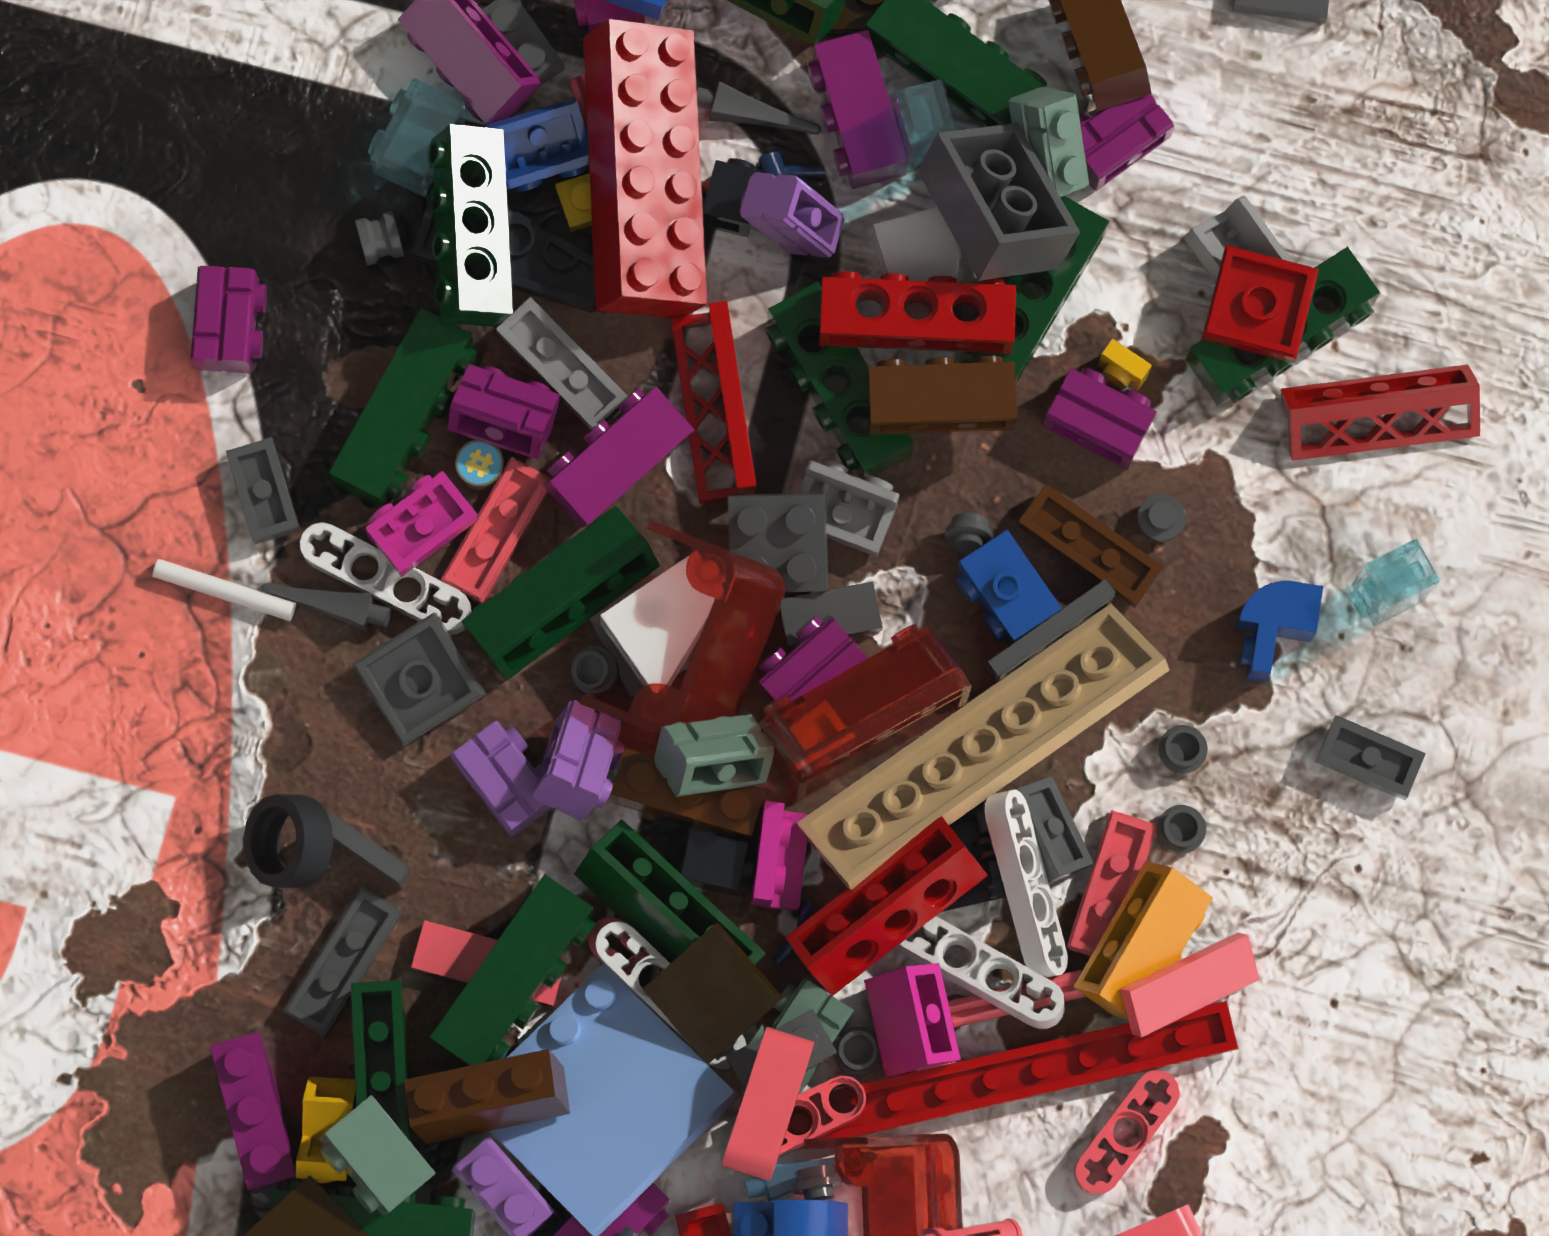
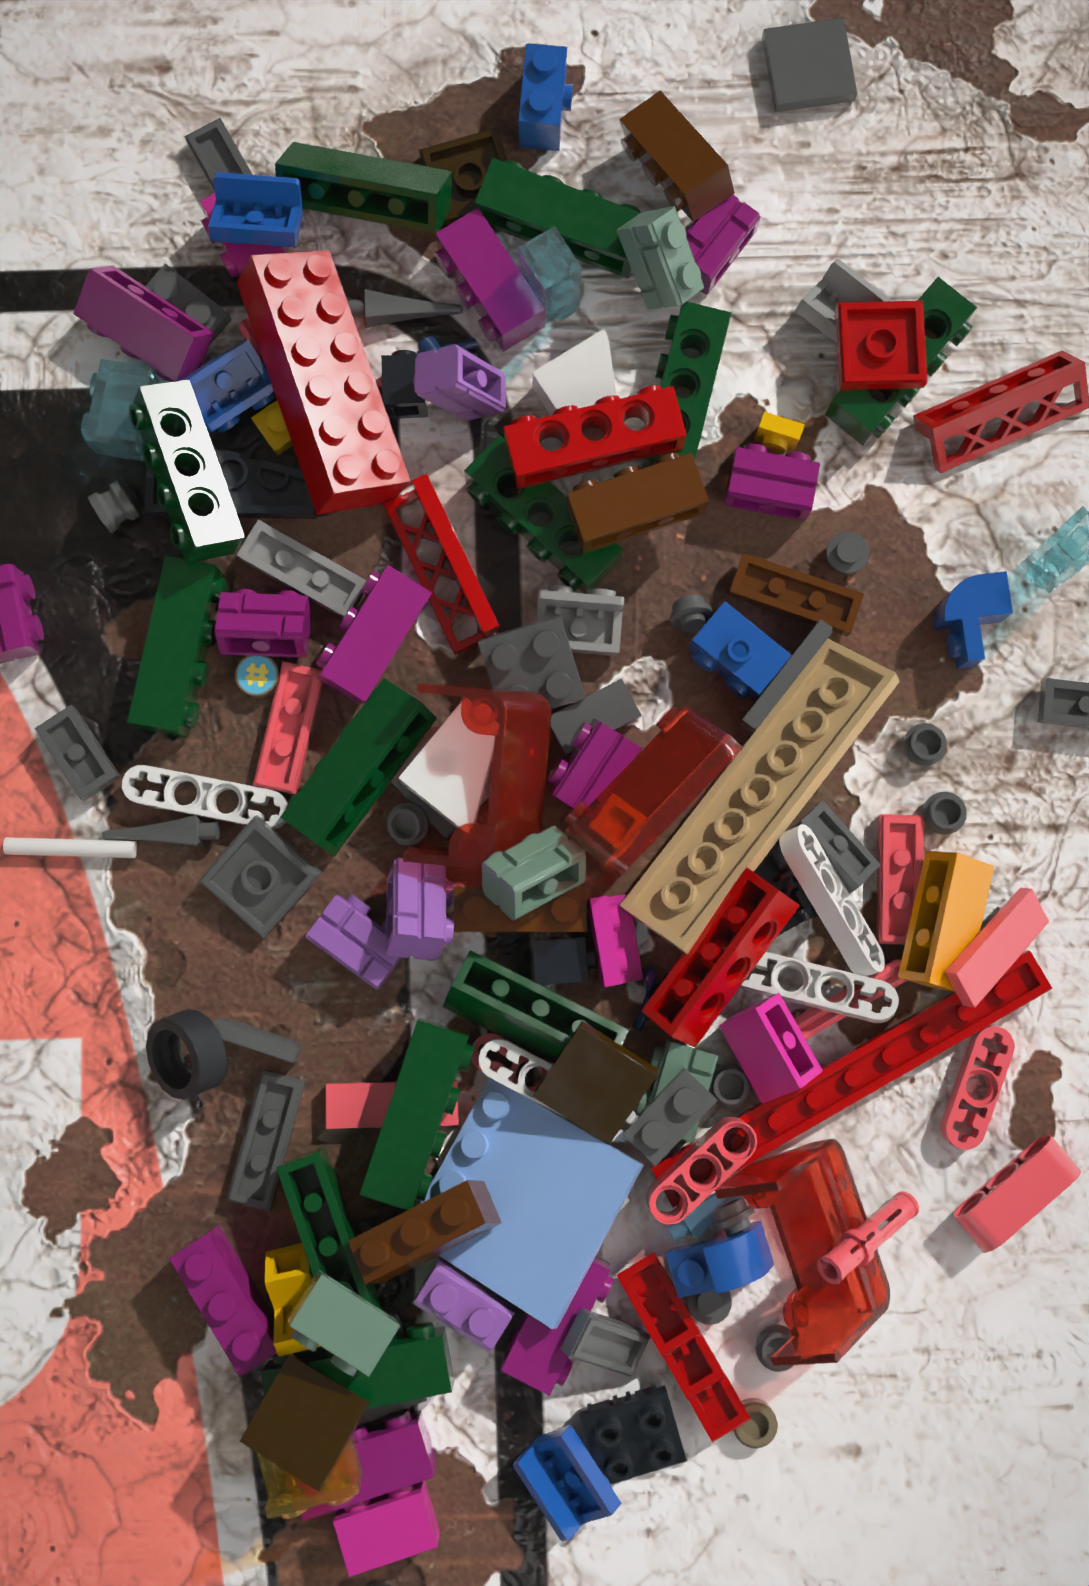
camera: 15 degrees left, 5 degrees up
(420, 522) = (220, 741): dark pink bracket -> none
(768, 1103) = (675, 1171): coral beam -> none
(998, 201) = (635, 318): dark grey brick -> none

